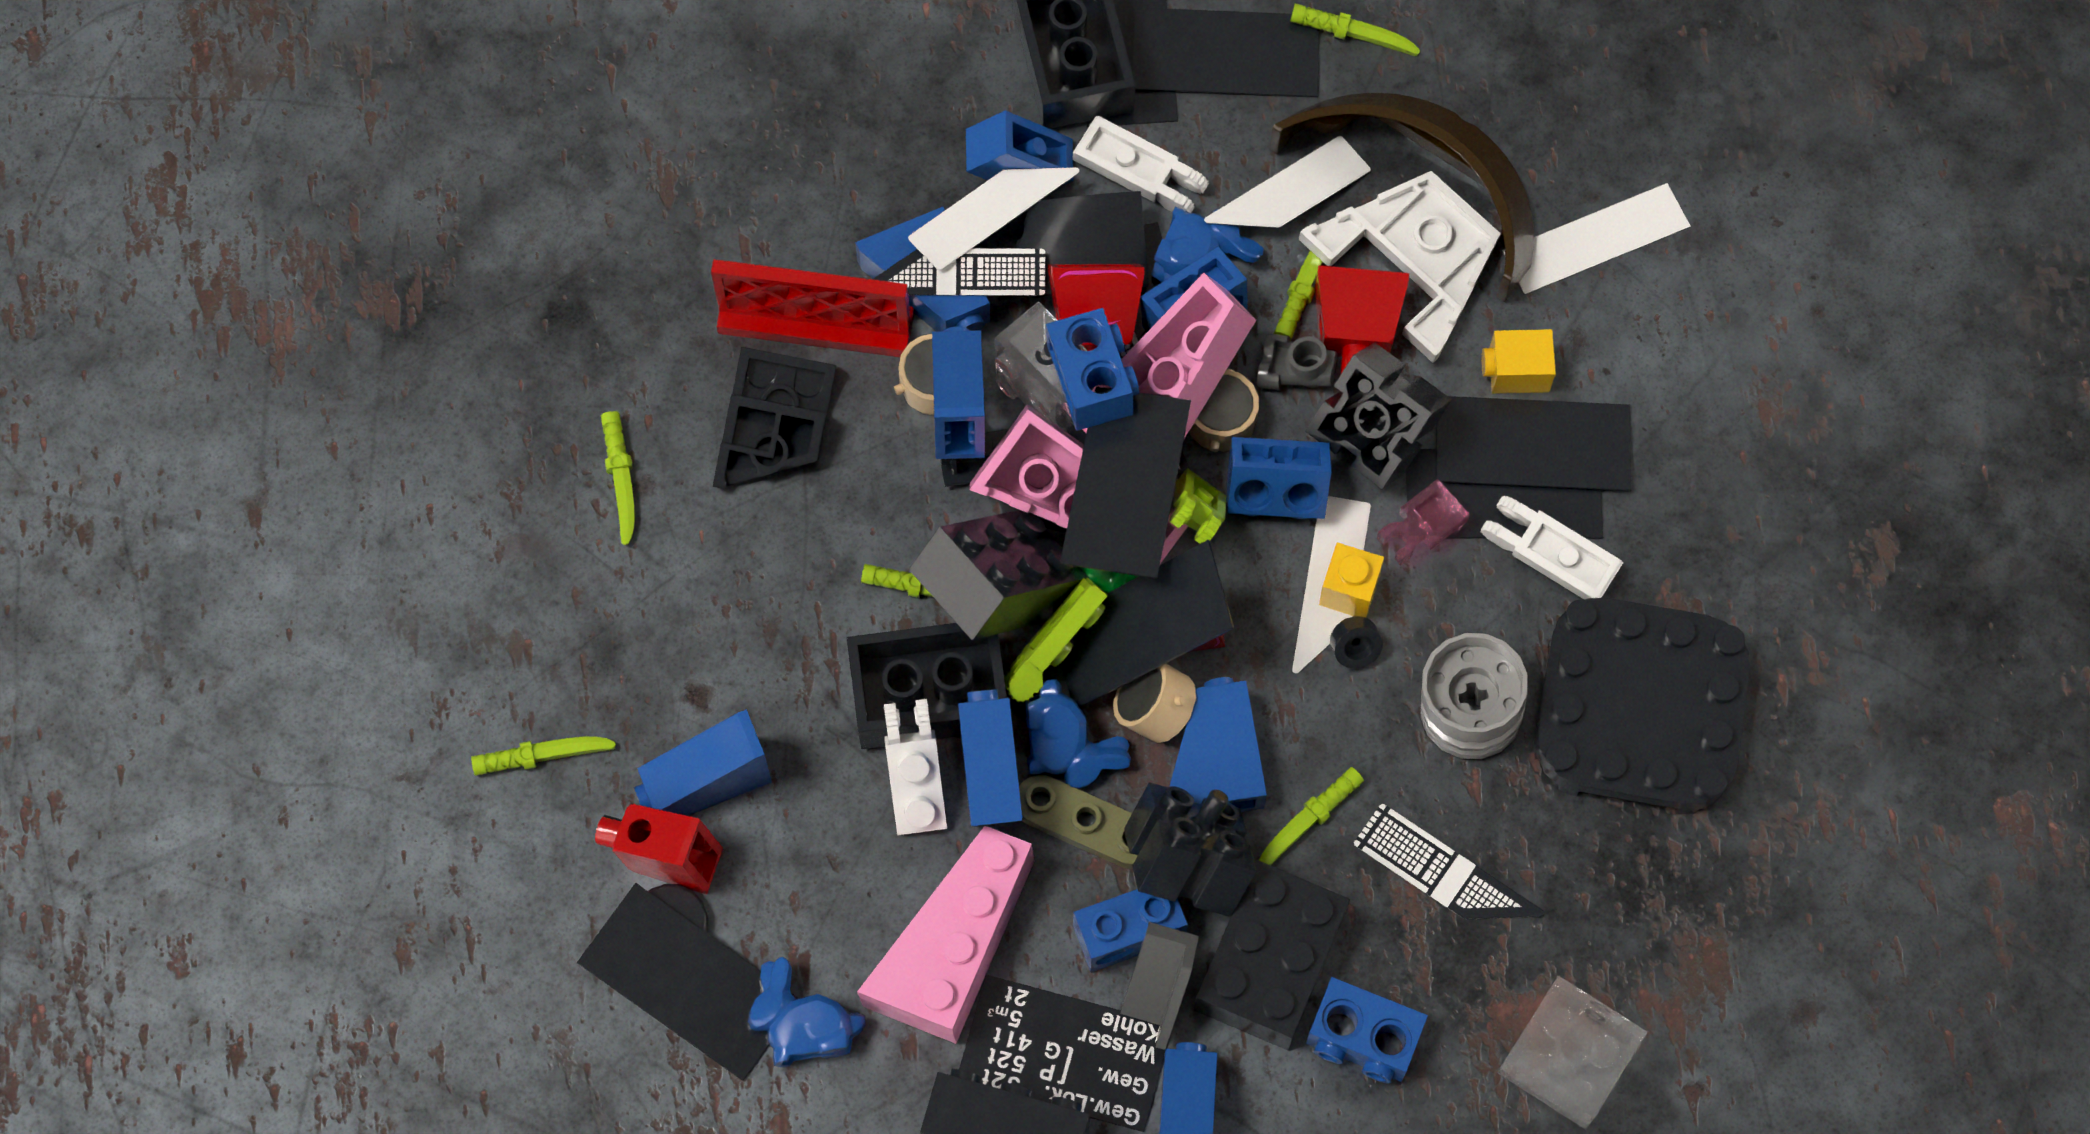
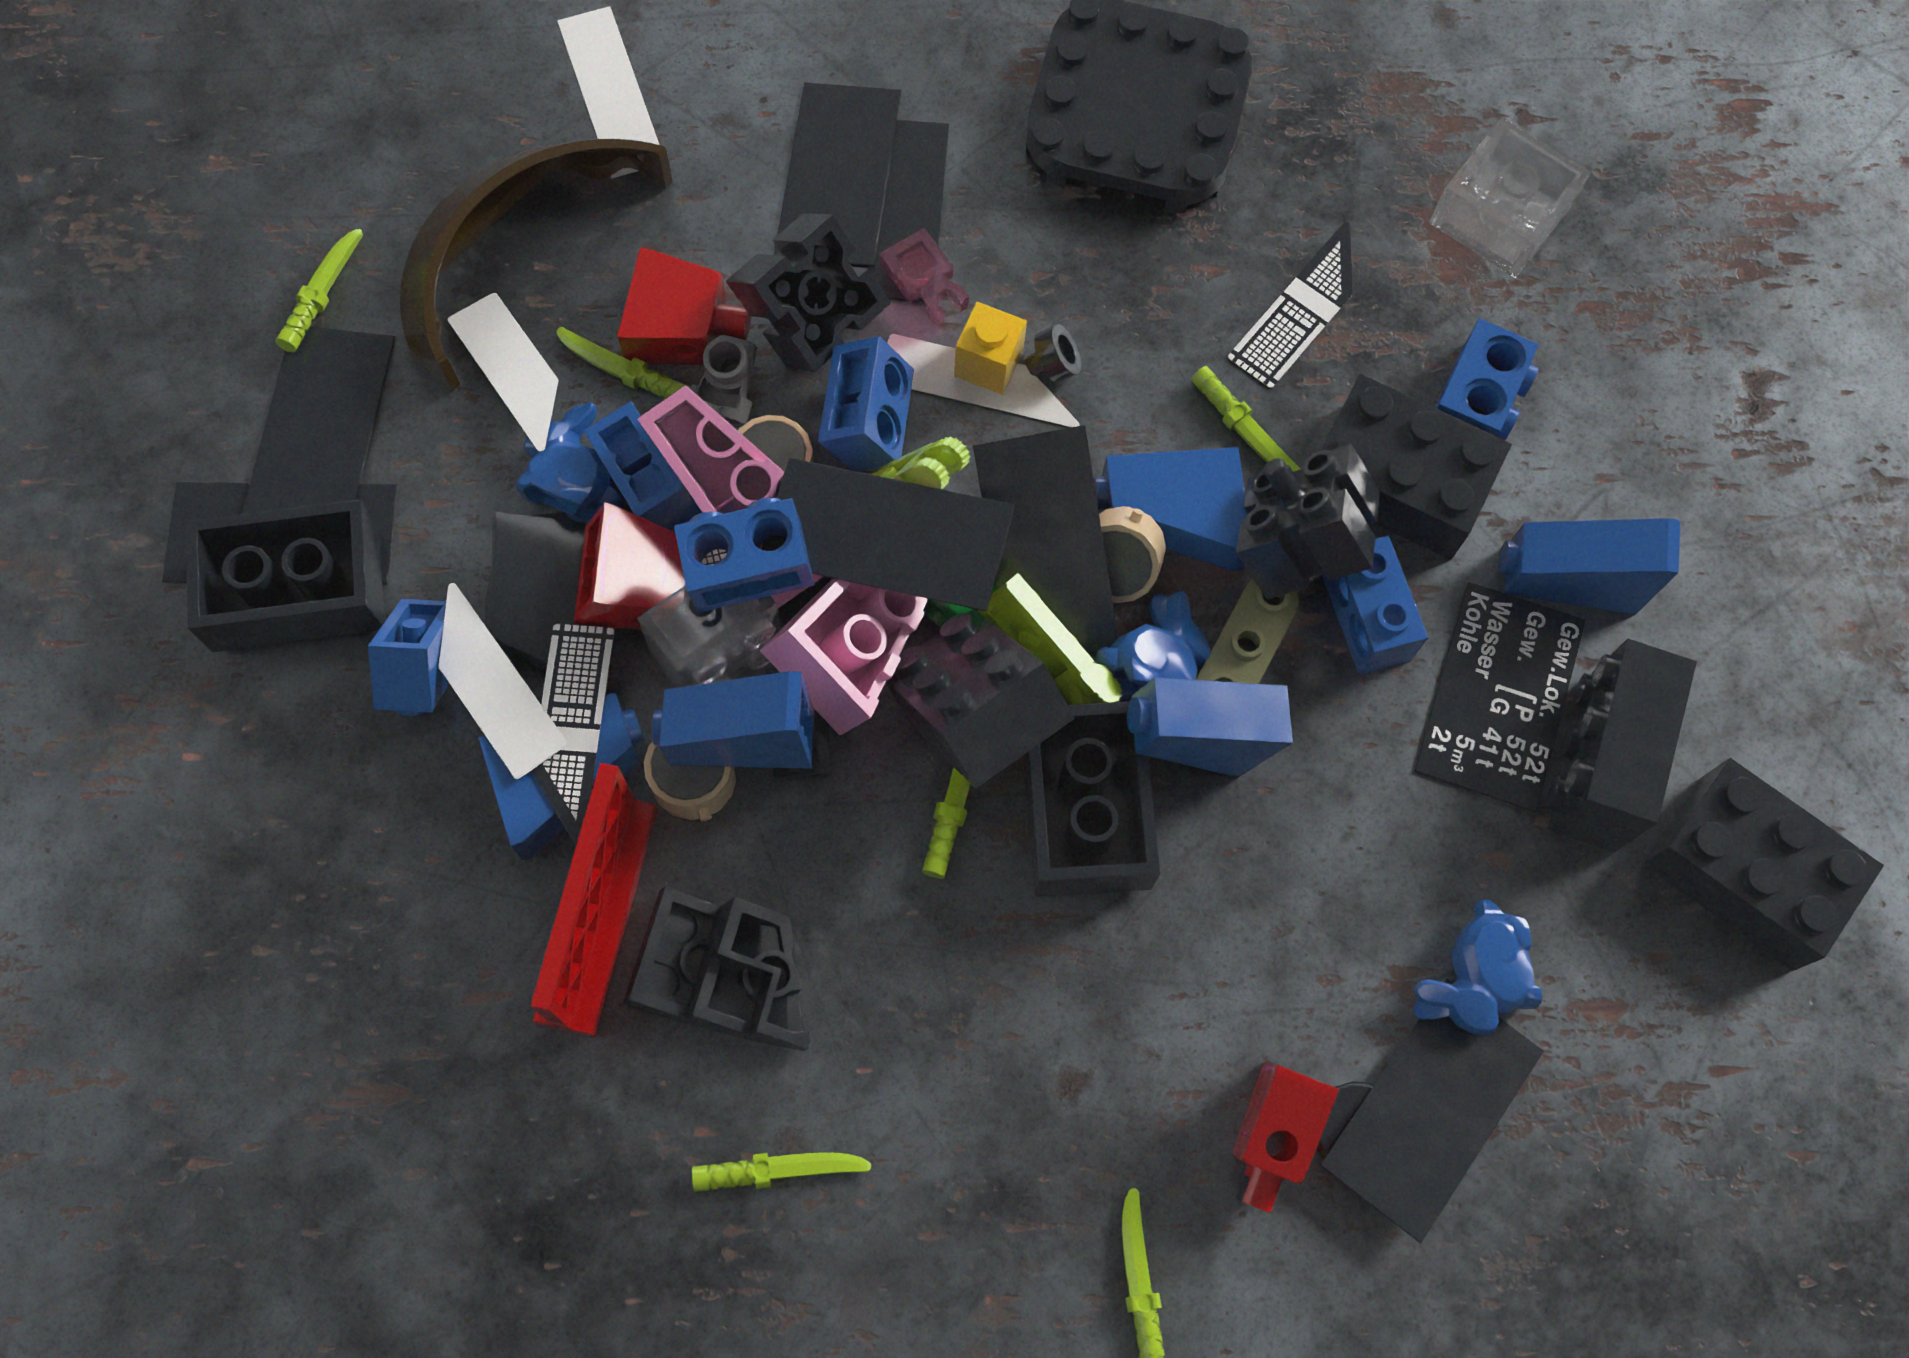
camera: 90 degrees left, 0 degrees up
(706, 769) = (1188, 1070): blue slope -> none
(914, 773) = (1198, 818): white hinge -> none
(950, 943) = (1400, 796): bright pink wedge -> none
(1137, 164) = (450, 526): white hinge -> none
(1160, 978) = (1450, 561): dark grey panel -> none
(1424, 233) = (593, 236): white wing -> none
(1477, 669) = (1137, 213): light grey wheel -> none
(1520, 361) = (750, 163): yellow brick -> none
(1554, 550) = (966, 159): white hinge -> none

